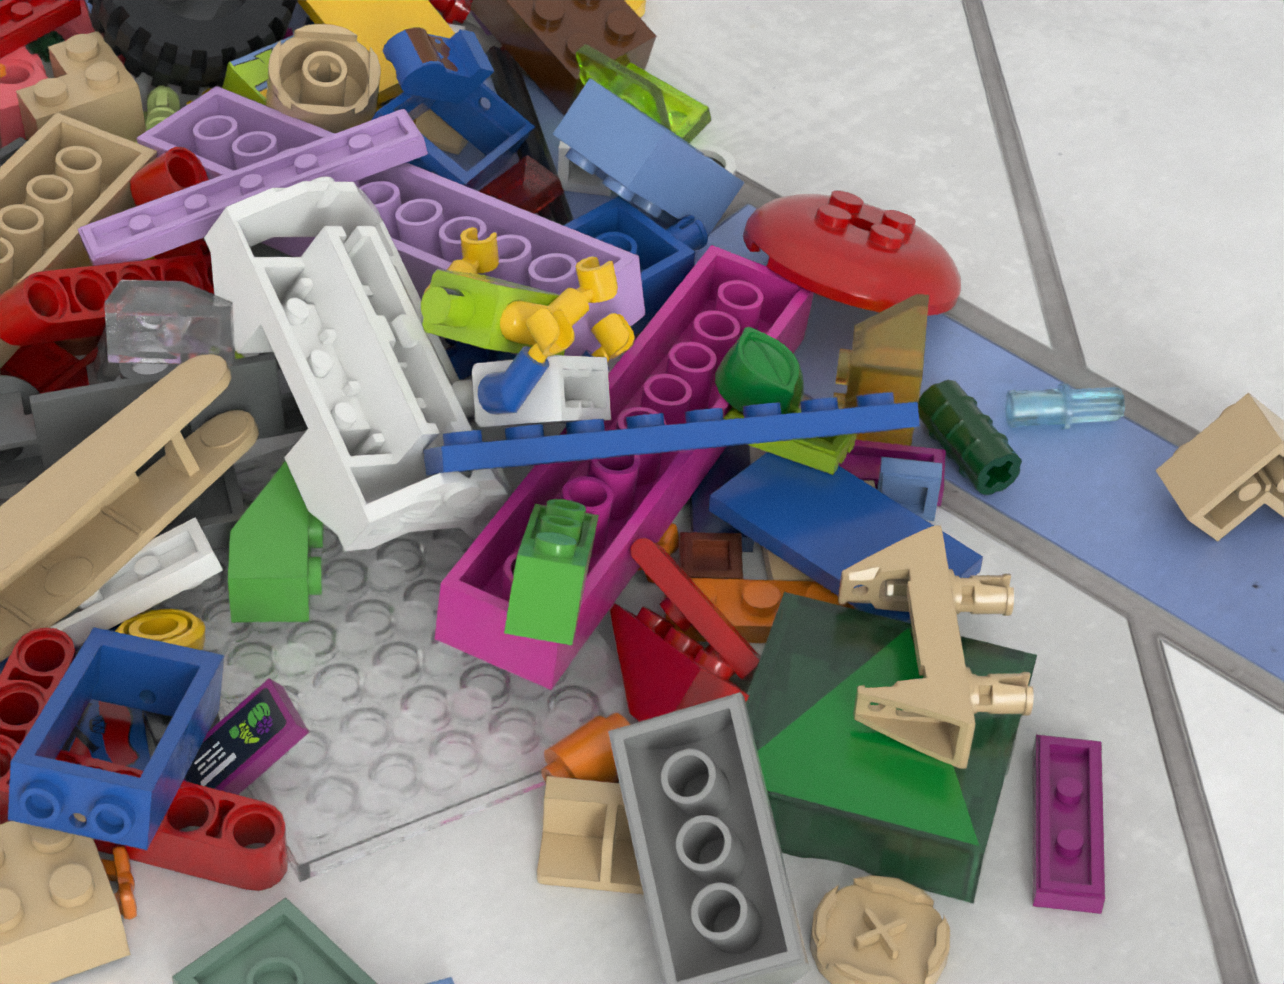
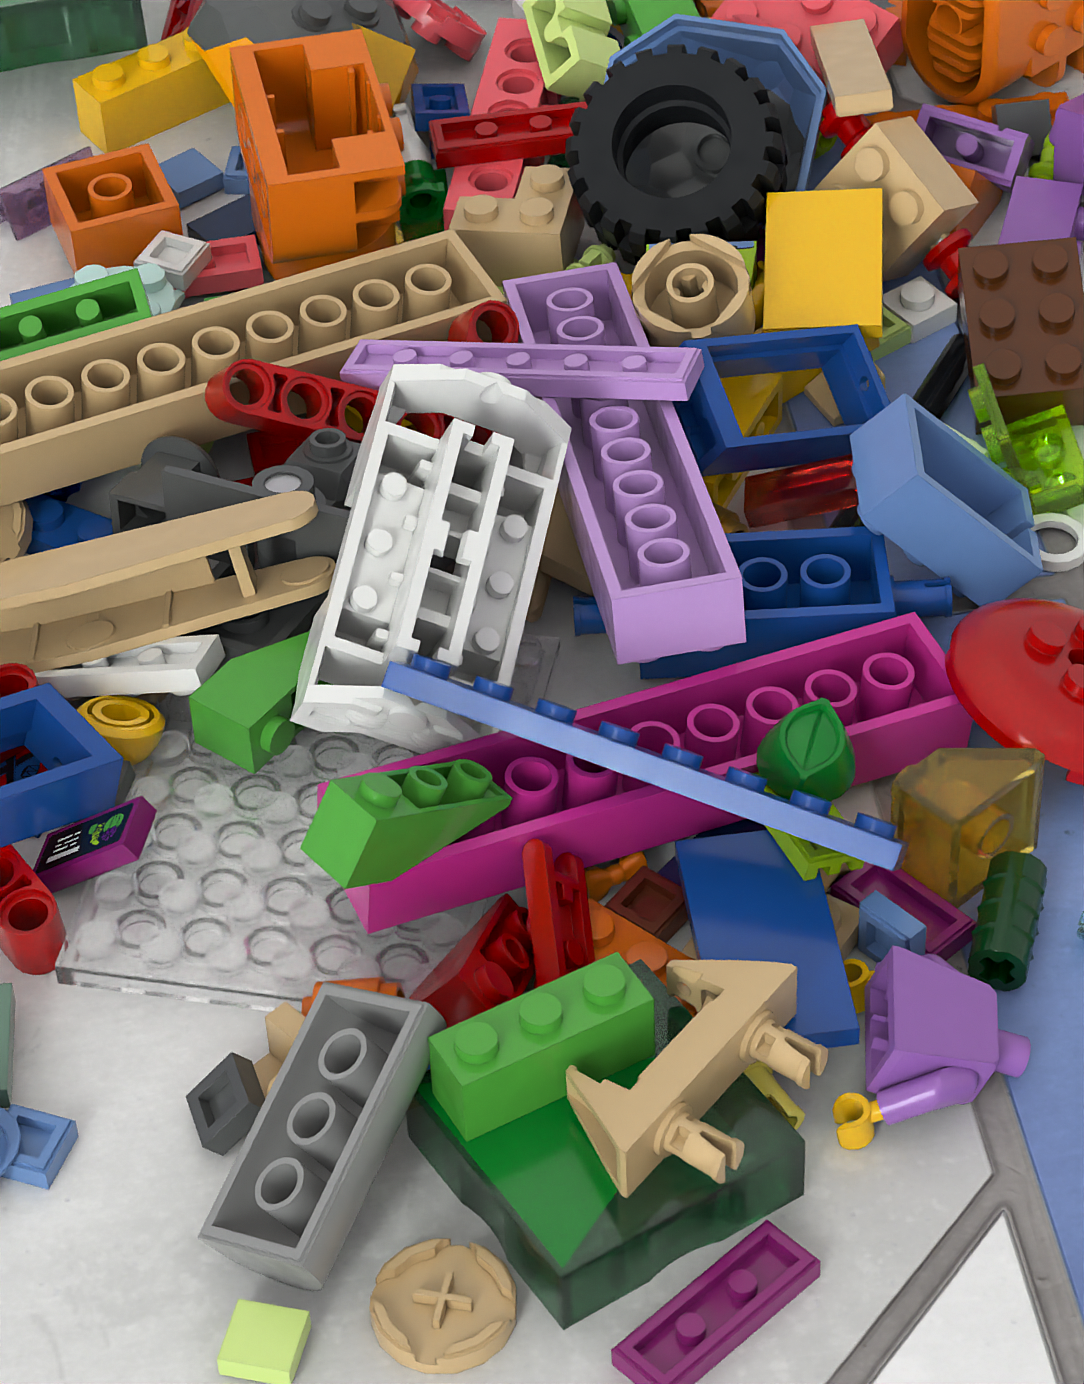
camera: 45 degrees right, 0 degrees up
(167, 323) = (305, 449): clear slope -> none
(438, 65) = (793, 320): blue leg -> none
(495, 310) = (560, 563): torso -> none
(543, 386) = (560, 664): torso -> none
(566, 887) = (226, 1103): none -> dark grey plate
(813, 686) = (520, 1050): none -> bright green brick
(1019, 535) = (926, 1041): none -> medium lavender torso

